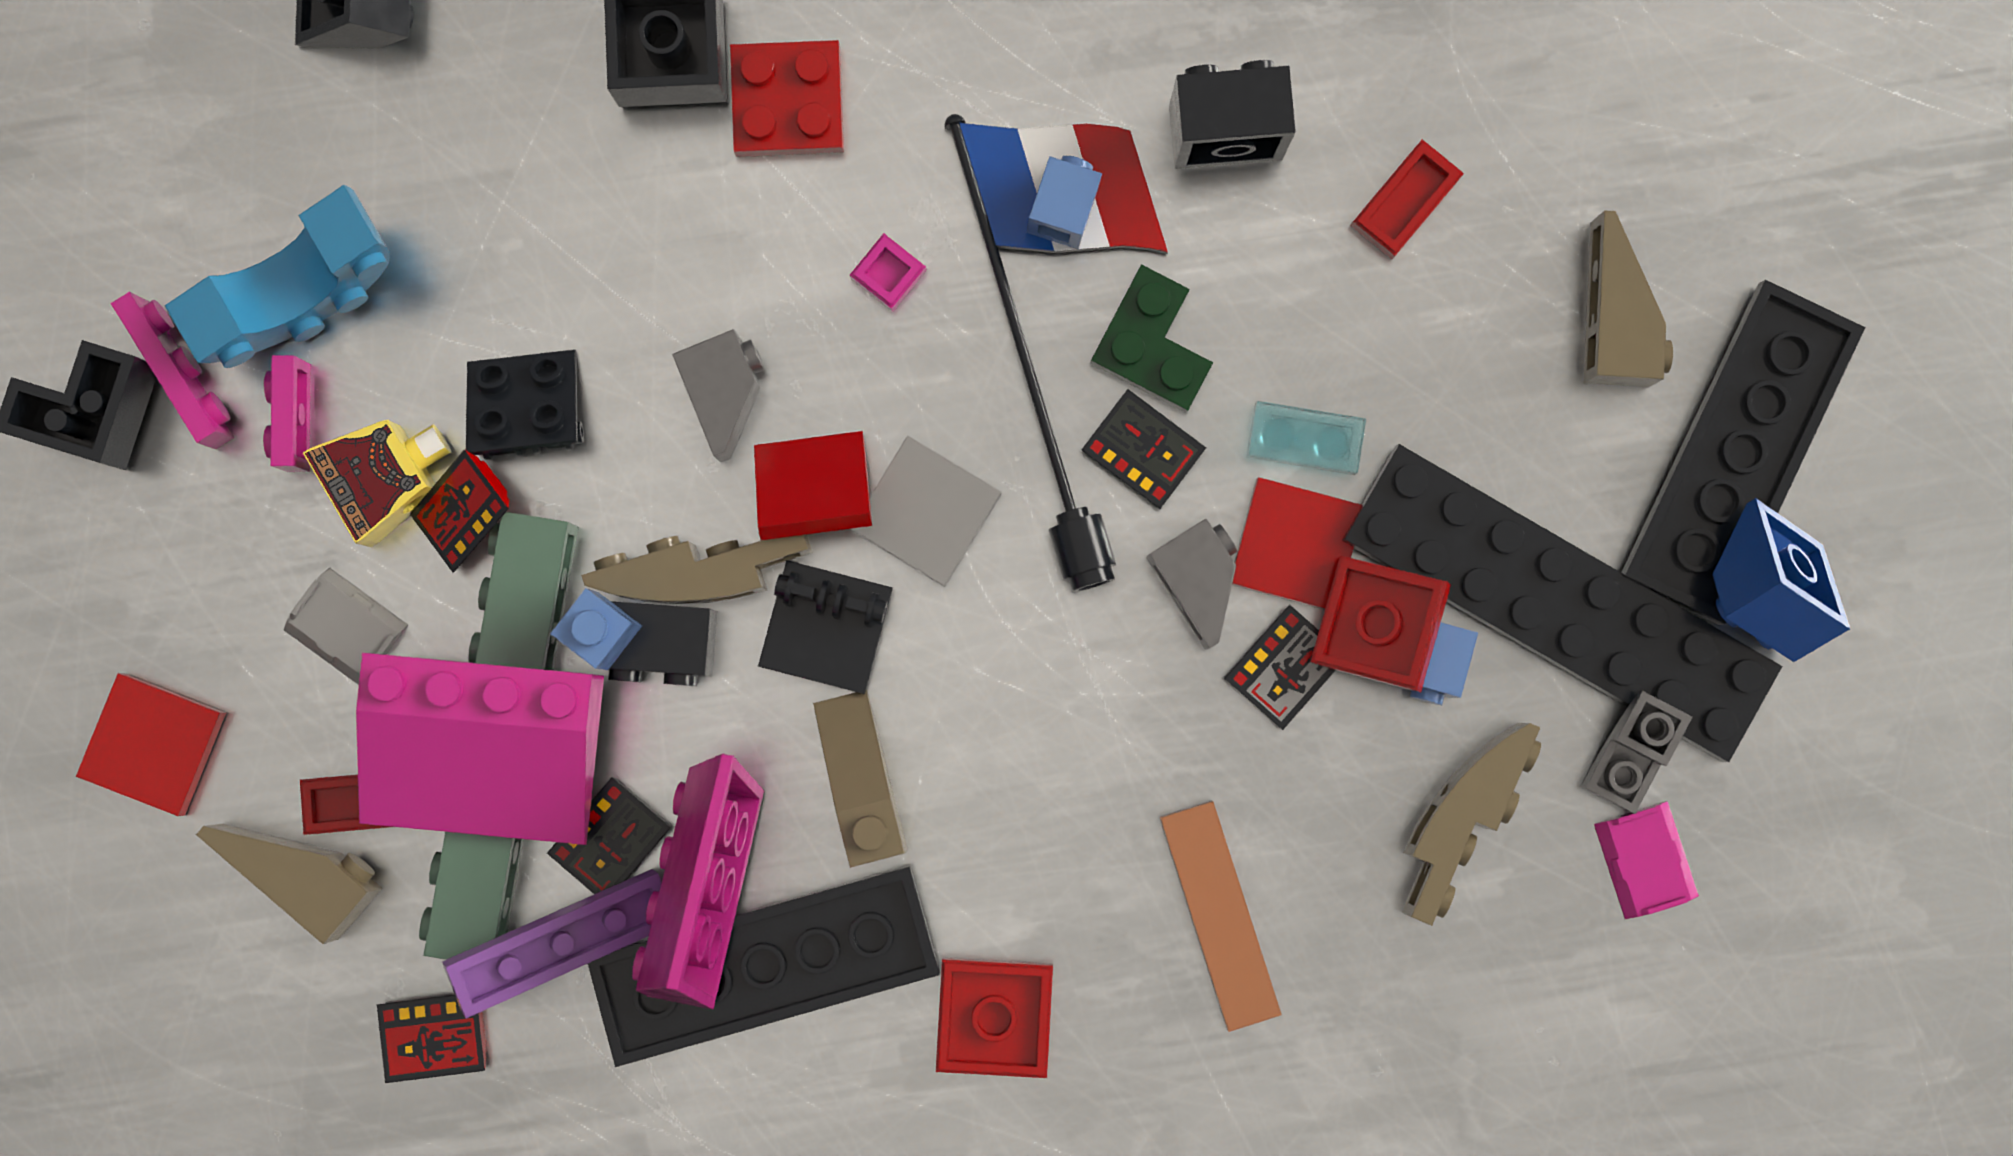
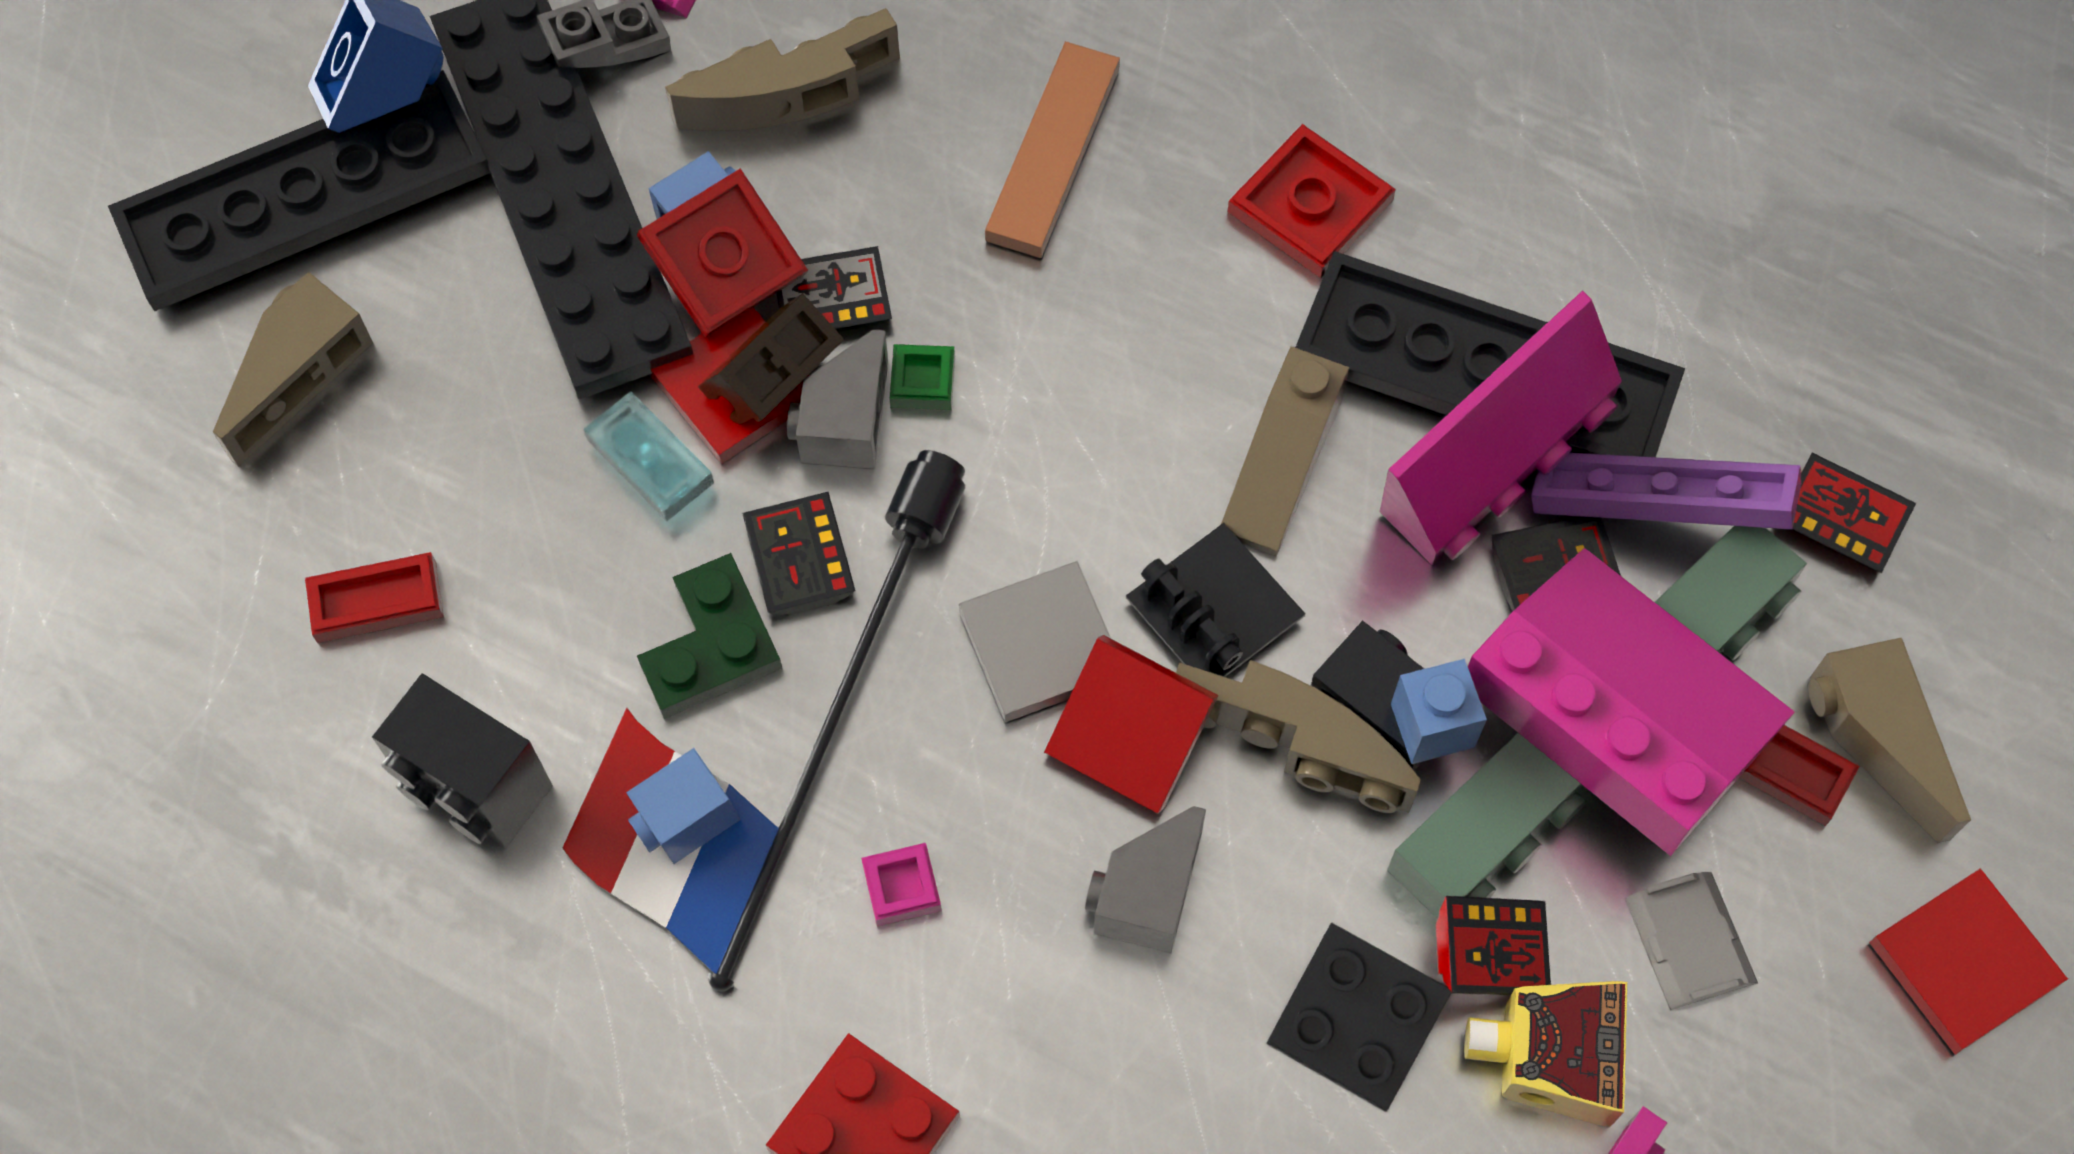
camera: 145 degrees left, 20 degrees down
(1167, 651) = (922, 377): none -> green tile
(1273, 565) = (773, 360): none -> dark brown hinge

